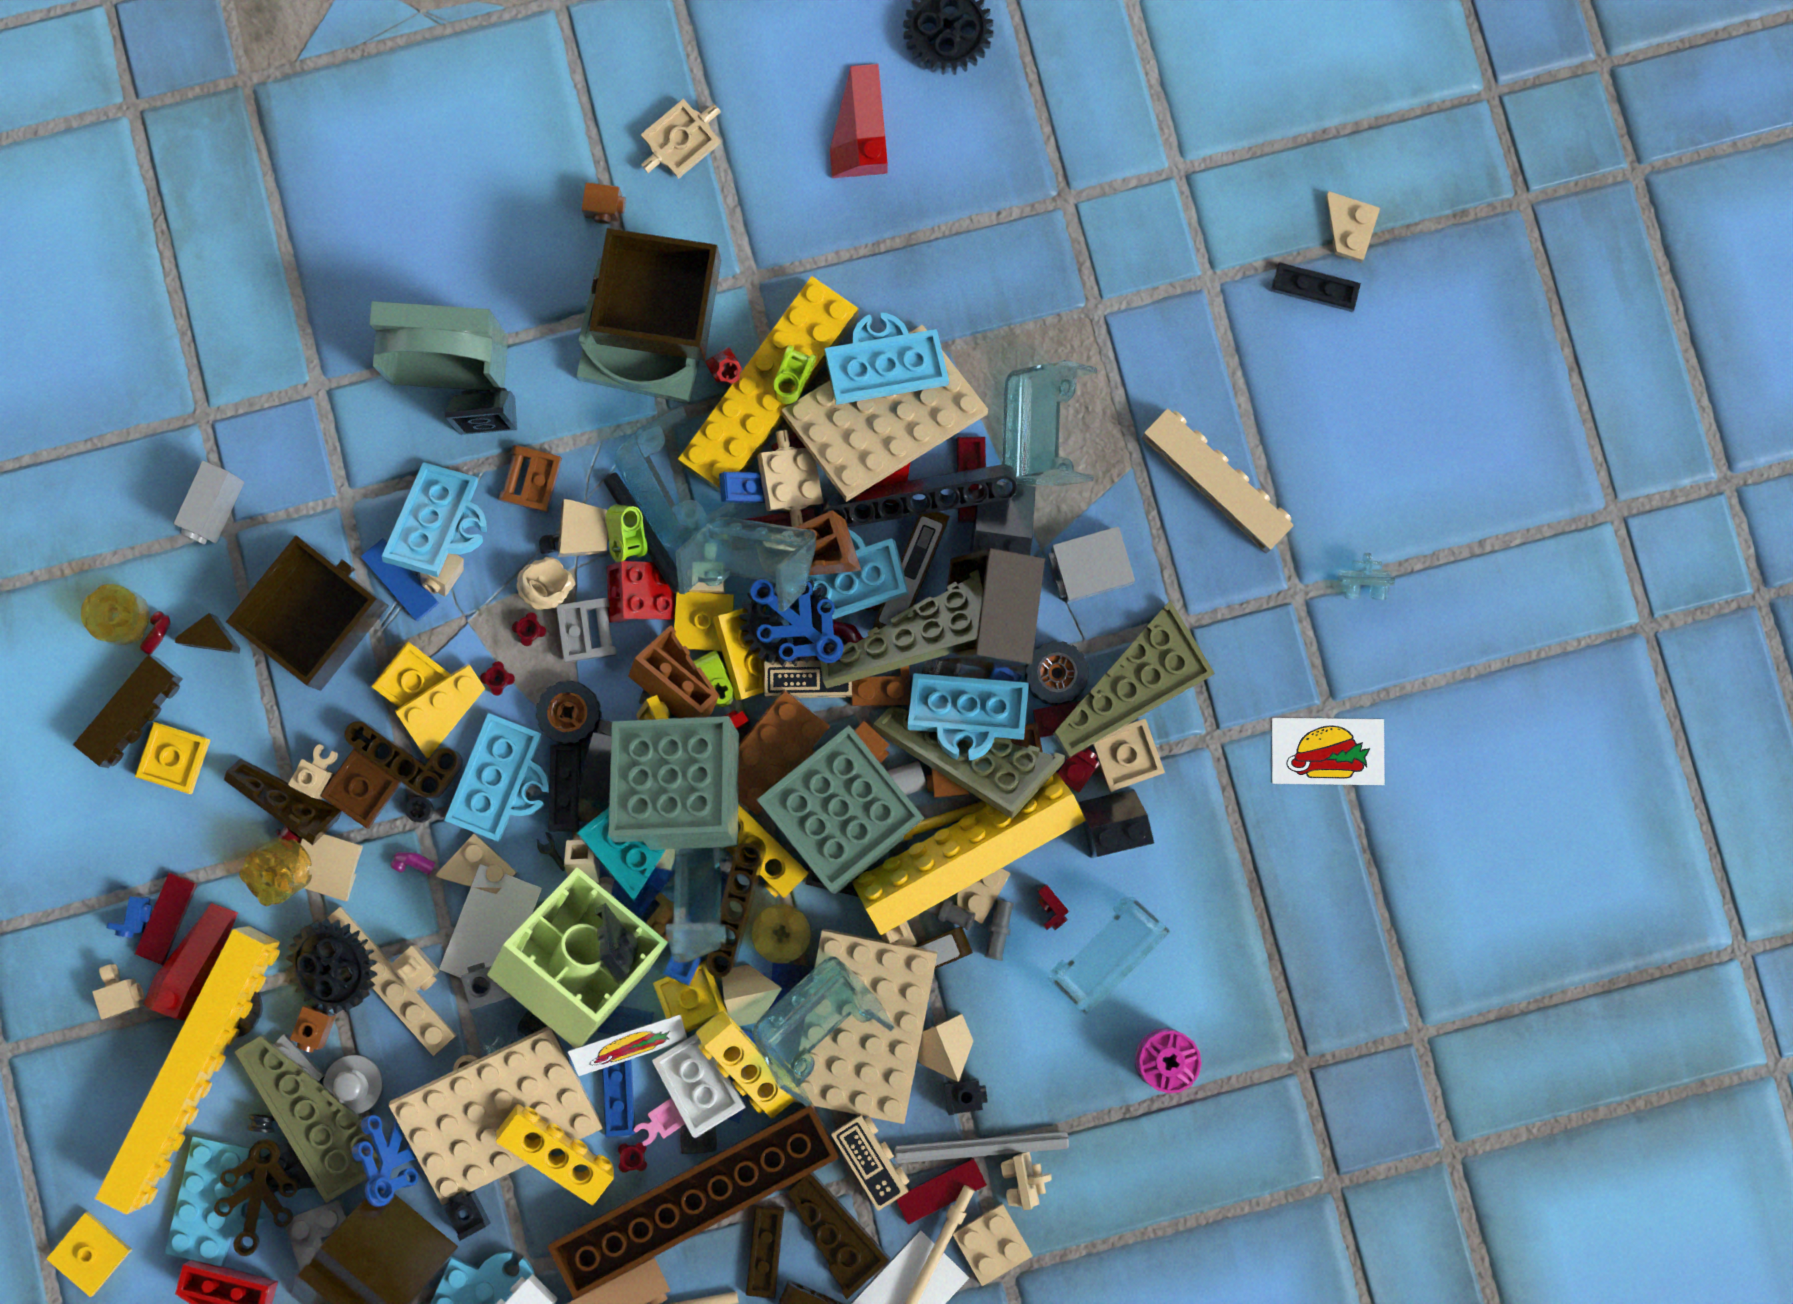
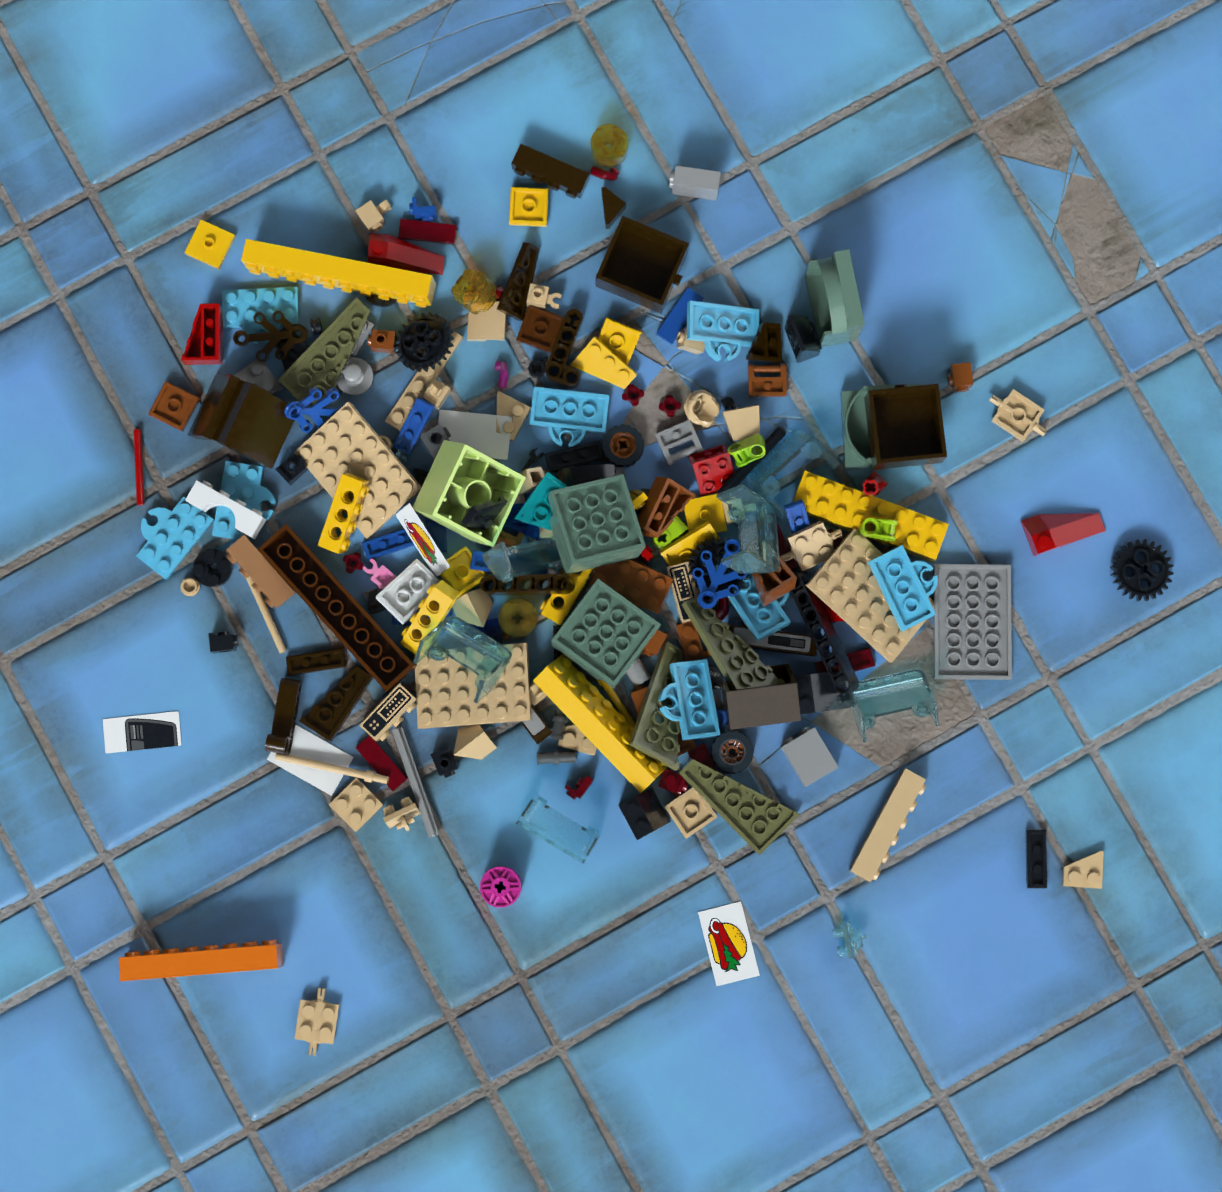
camera: 75 degrees right, 0 degrees up
(453, 1014) = (414, 426): none -> blue tile
(476, 464) = (766, 343): none -> dark brown wing
(959, 282) = (972, 622): none -> light grey plate

